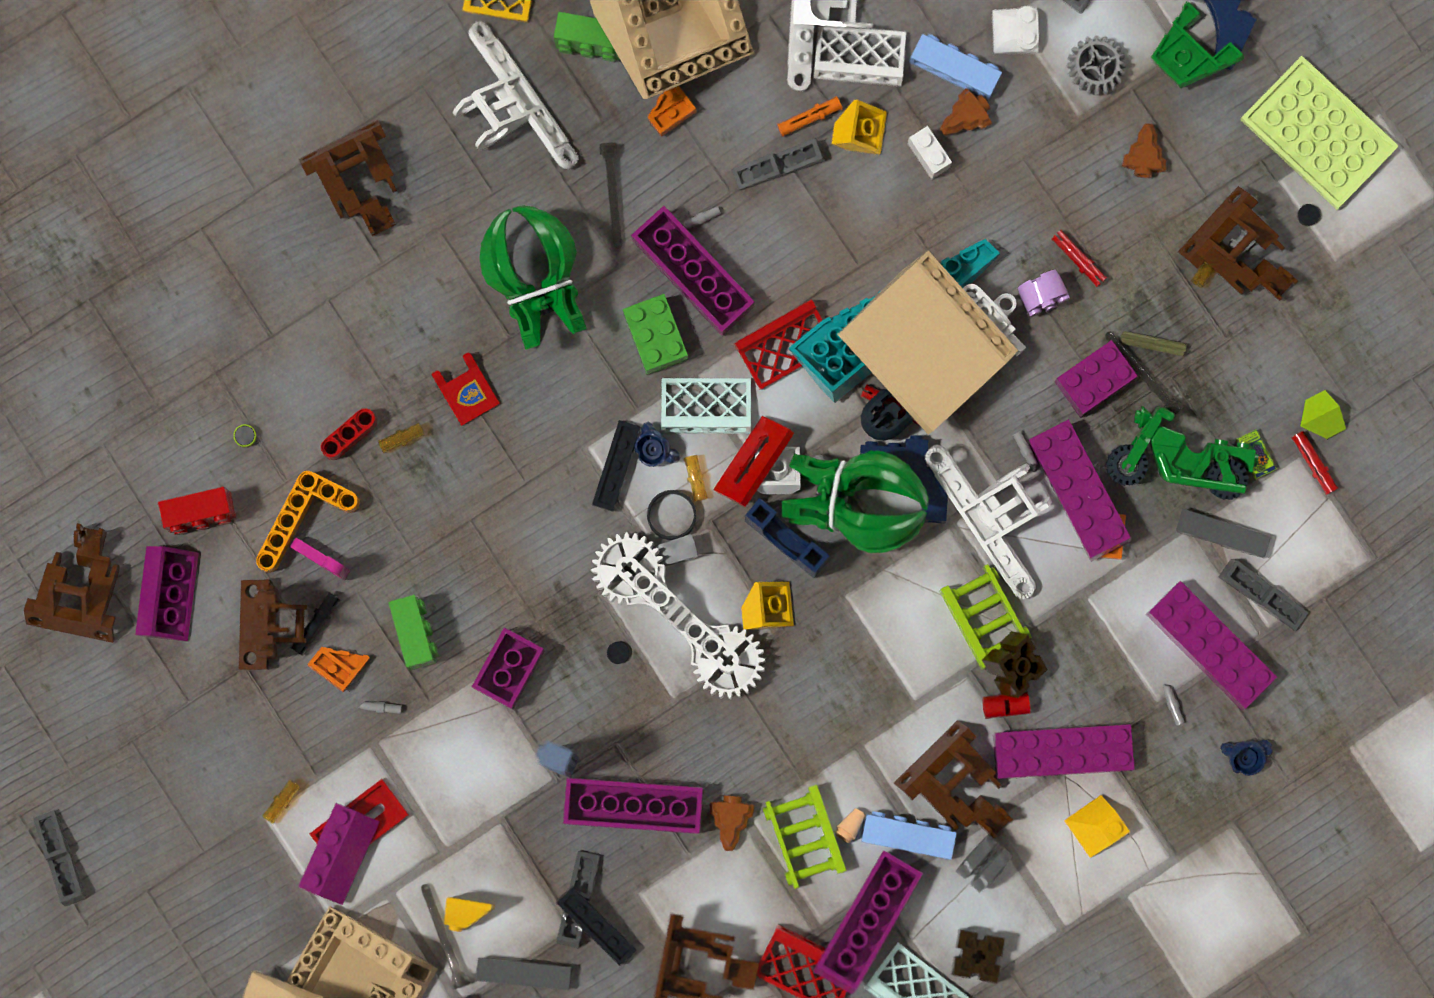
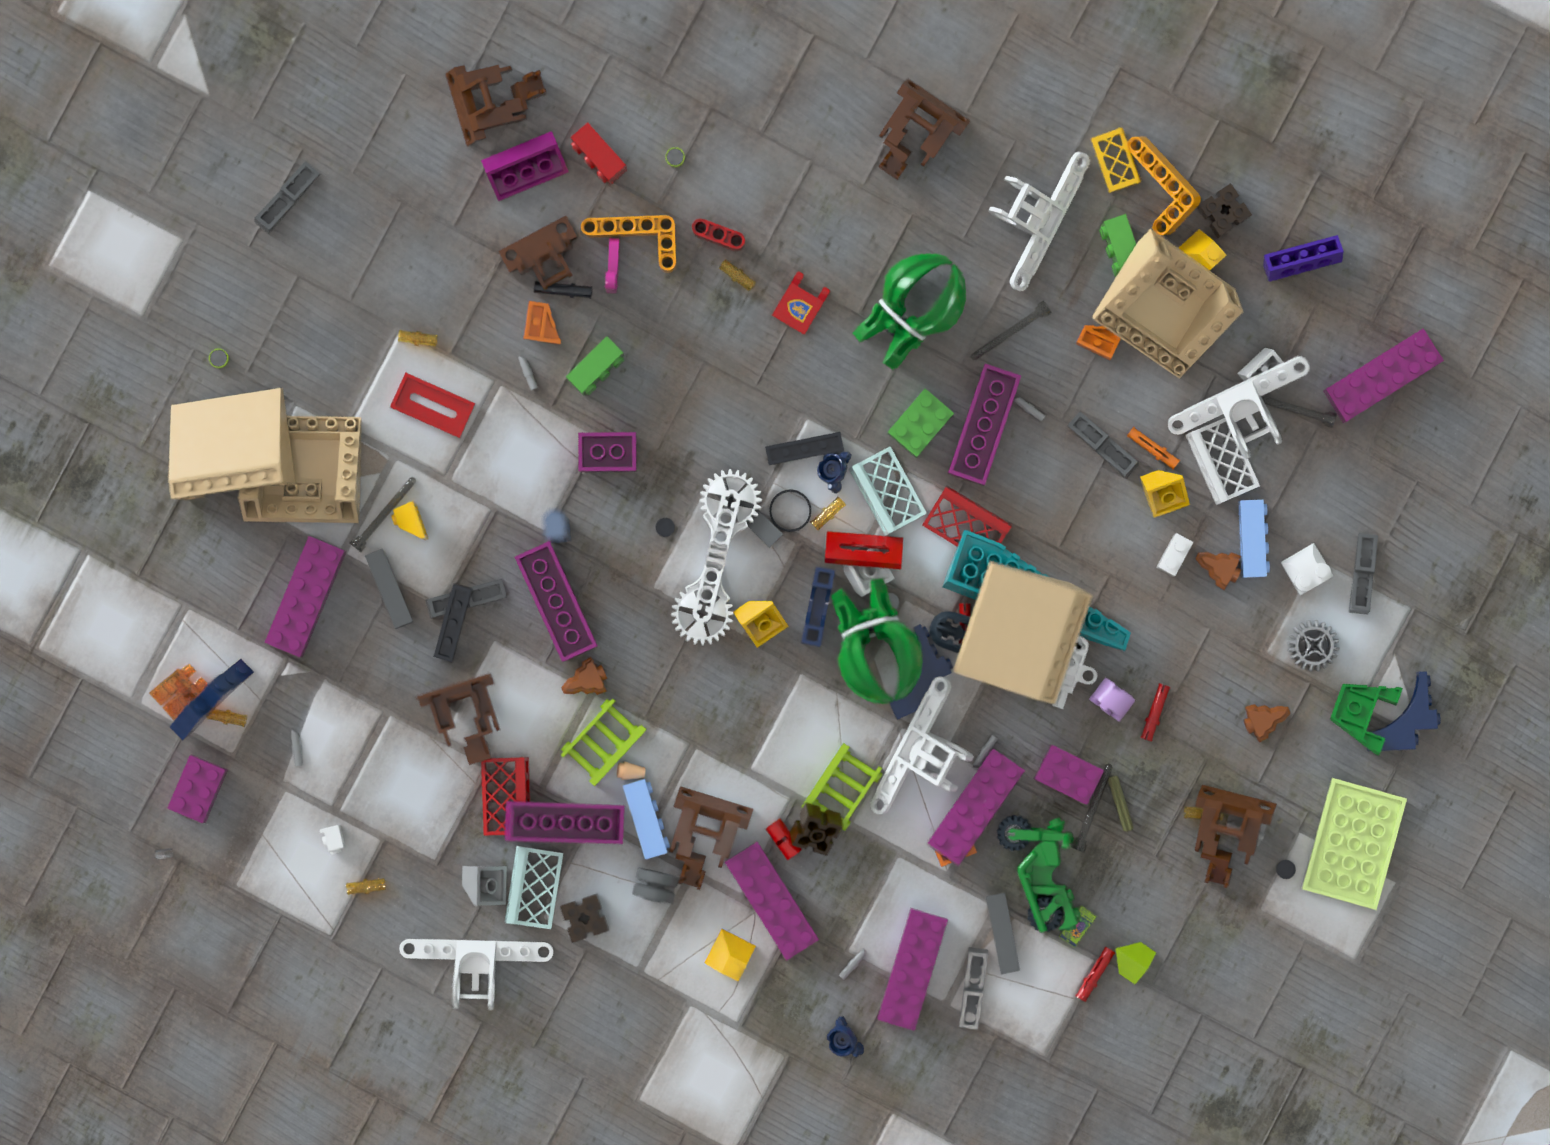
camera: 60 degrees right, 5 degrees up
(339, 854) = (402, 403): magenta slope -> none

